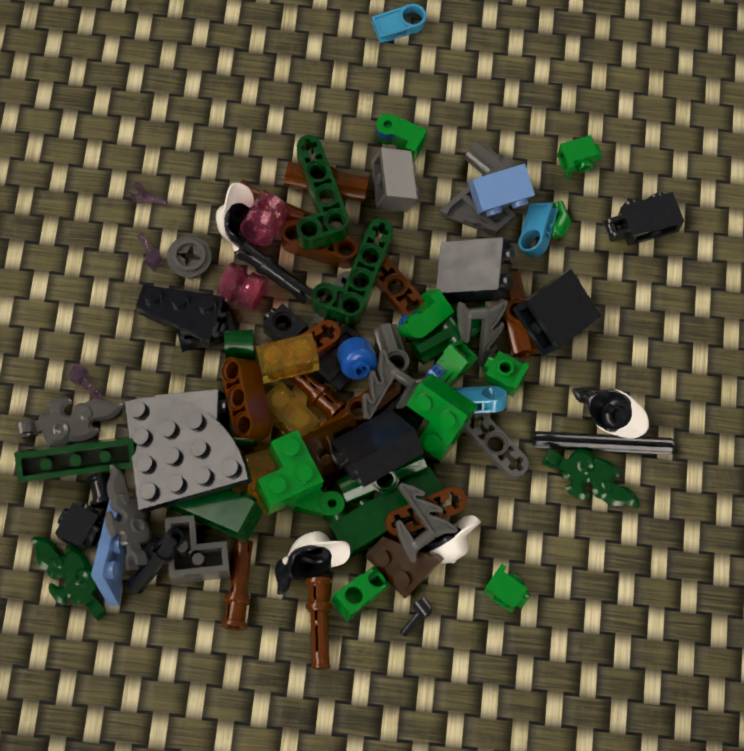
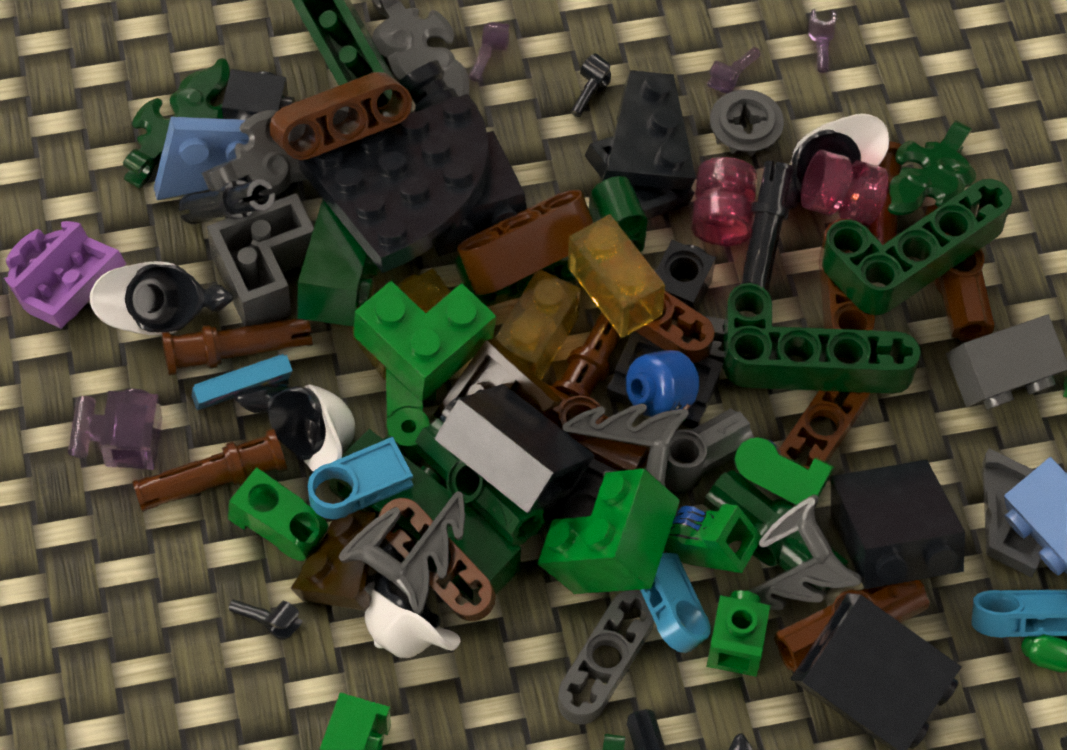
camera: 75 degrees right, 10 degrees down
(109, 423) = (427, 86): none -> black wheel
(124, 326) = (598, 74): none -> black hand
(129, 475) = (362, 119): none -> reddish brown beam
(155, 675) = (57, 271): none -> medium lavender slope
(200, 620) = (153, 298): none -> black hair
(268, 588) = (226, 385): none -> dark azure tile
(271, 166) = (943, 172): none -> dark green piece
(277, 661) = (125, 432): none -> clear purple brick
(363, 531) = (372, 474): none -> dark azure piece

